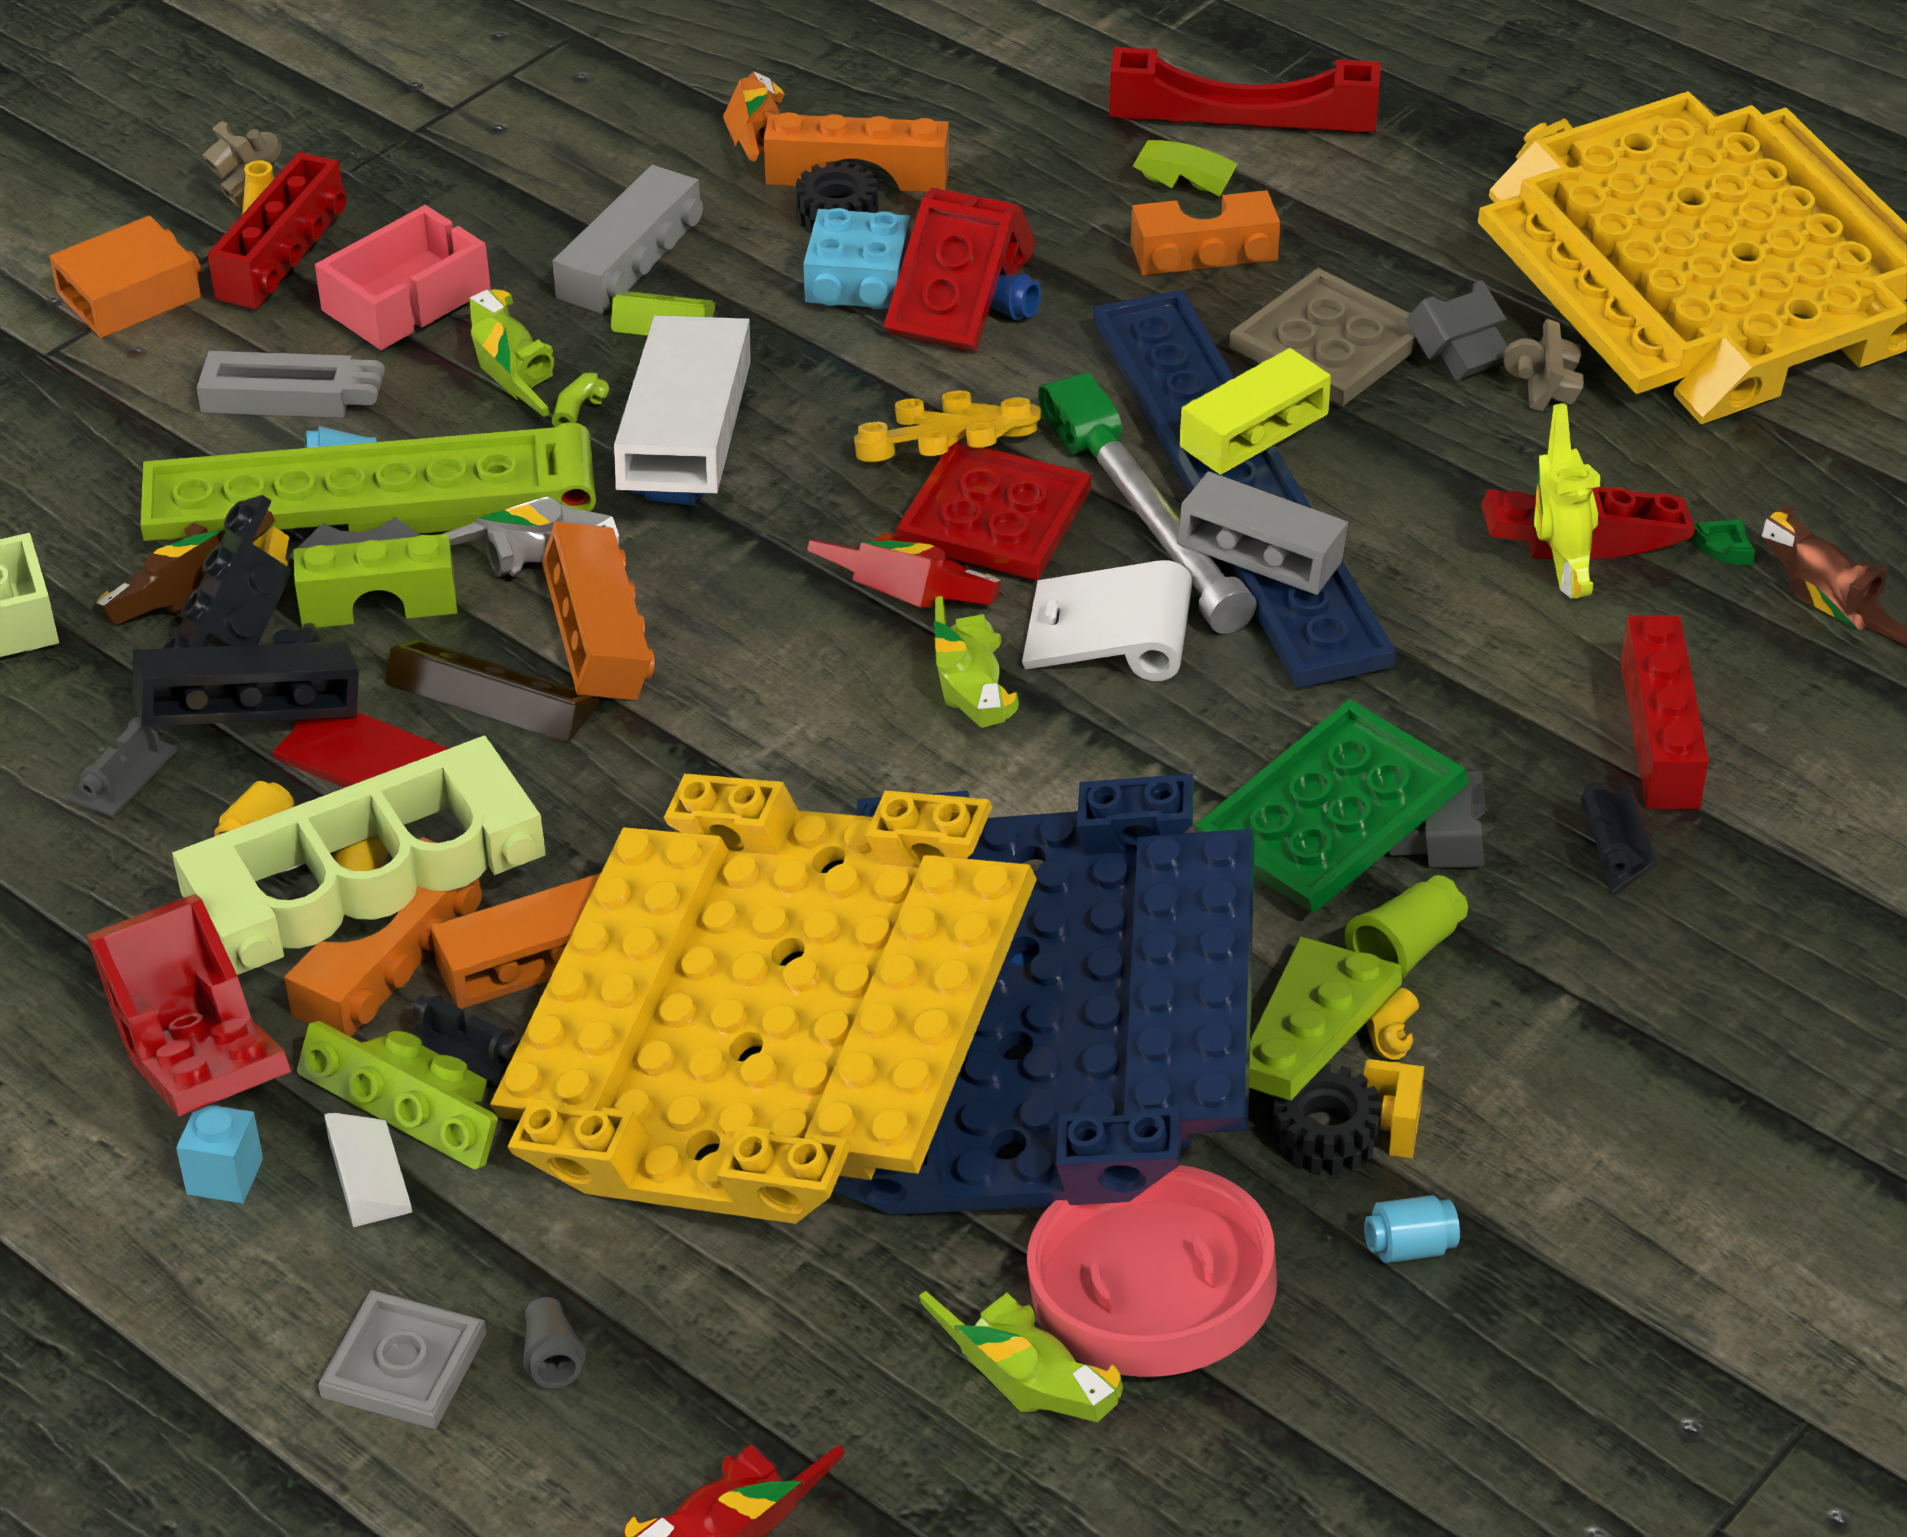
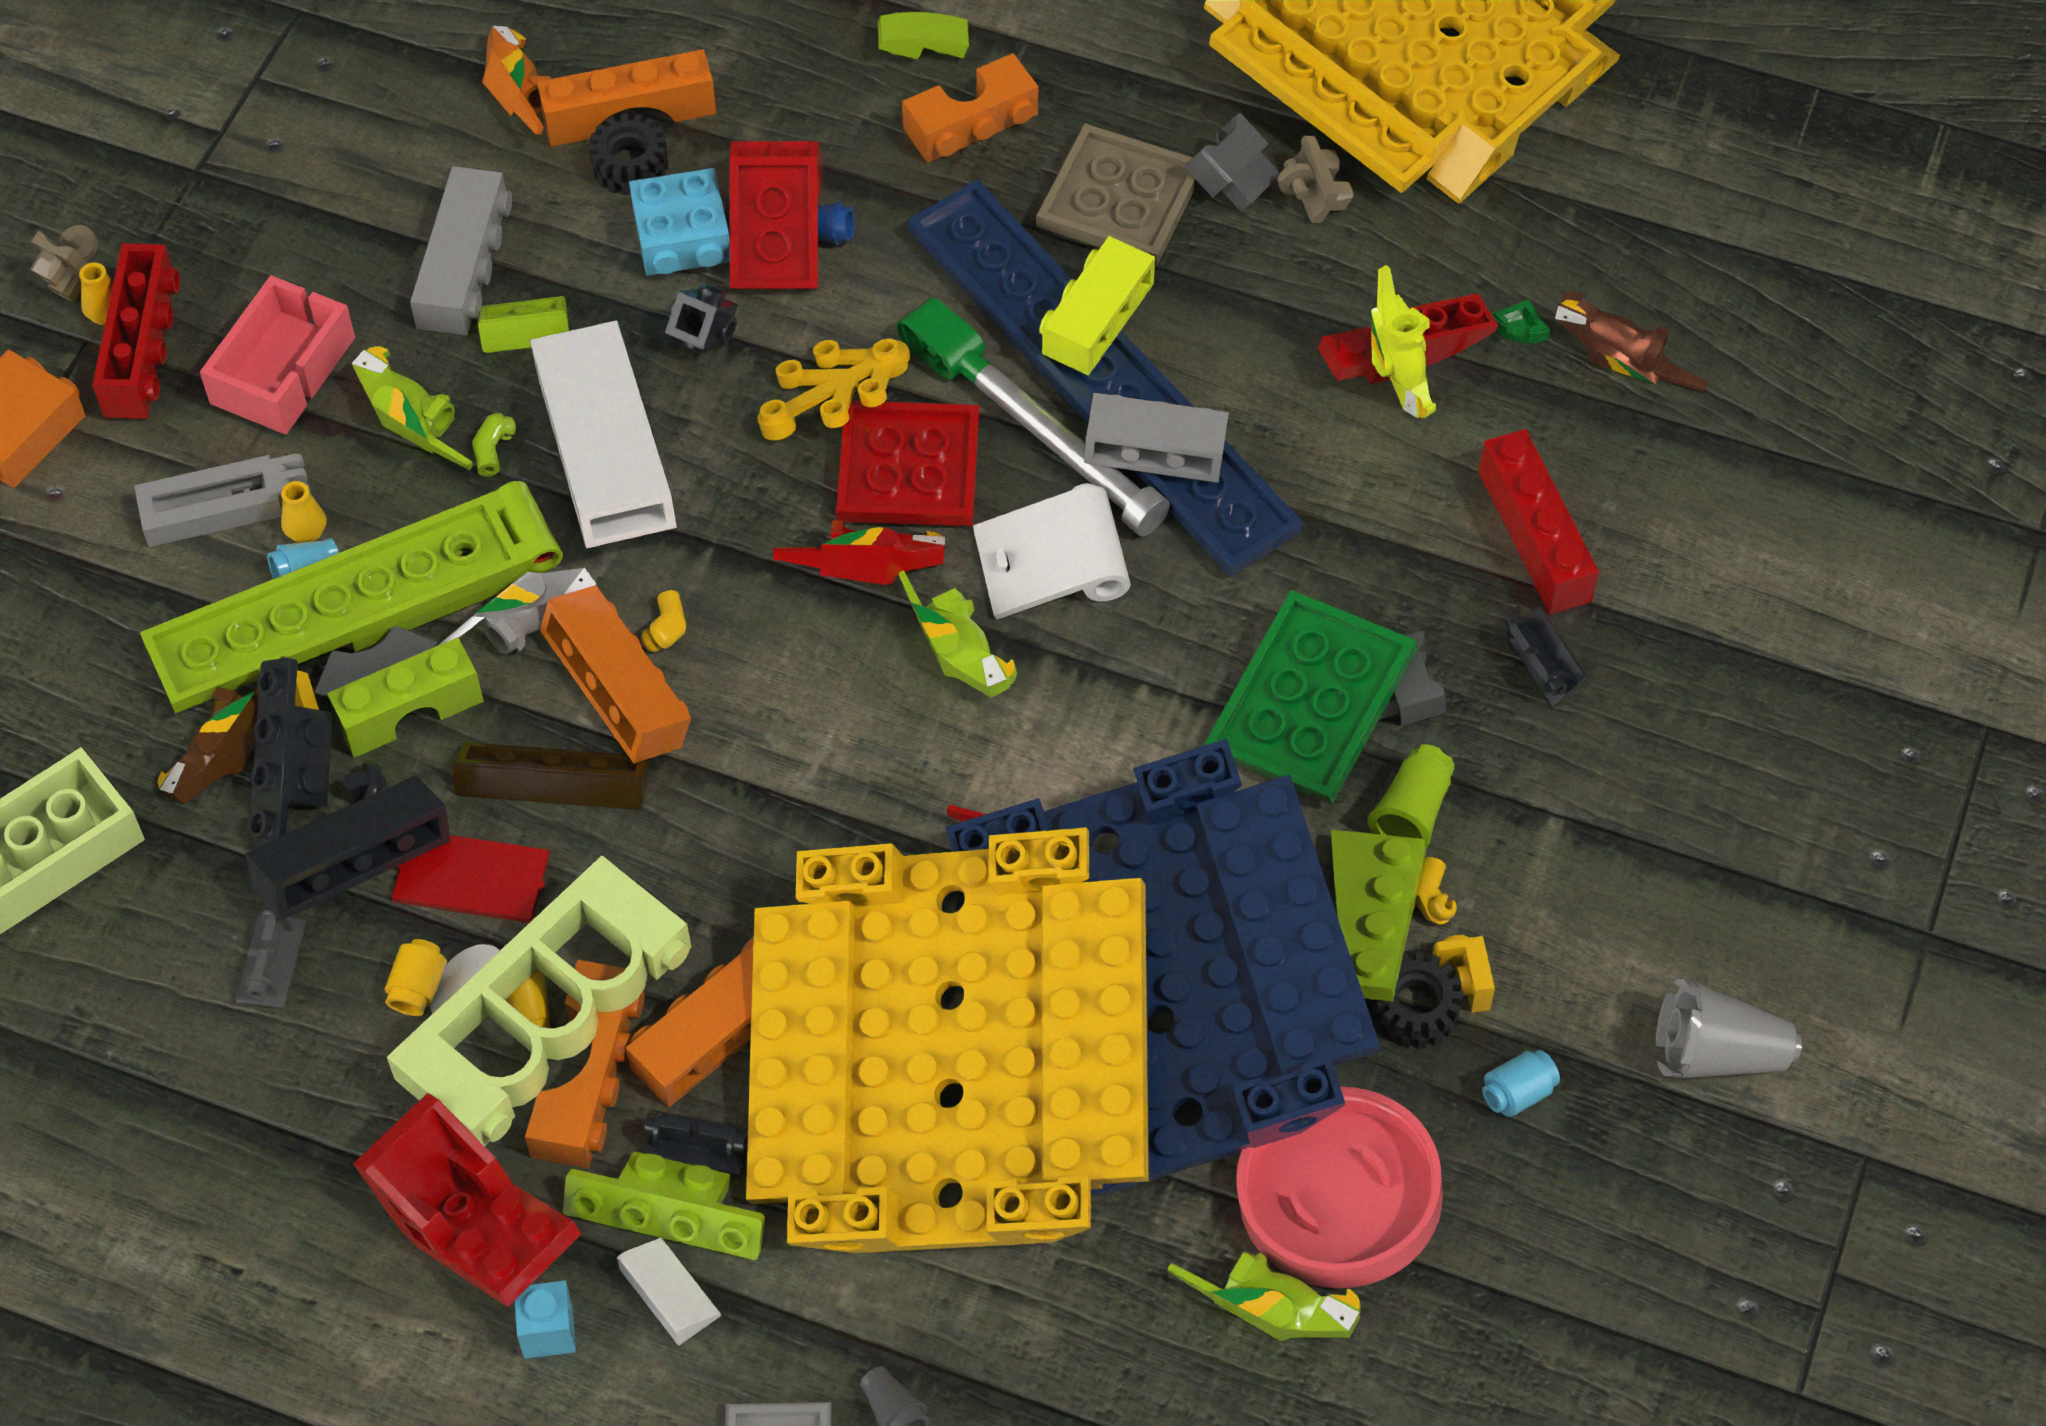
camera: 20 degrees left, 15 degrees up
(356, 405) = (301, 514): none -> yellow cone
(673, 590) = (668, 626): none -> yellow arm
(838, 339) = (702, 318): none -> black brick
(1675, 1242) = (1721, 1035): none -> light grey cone

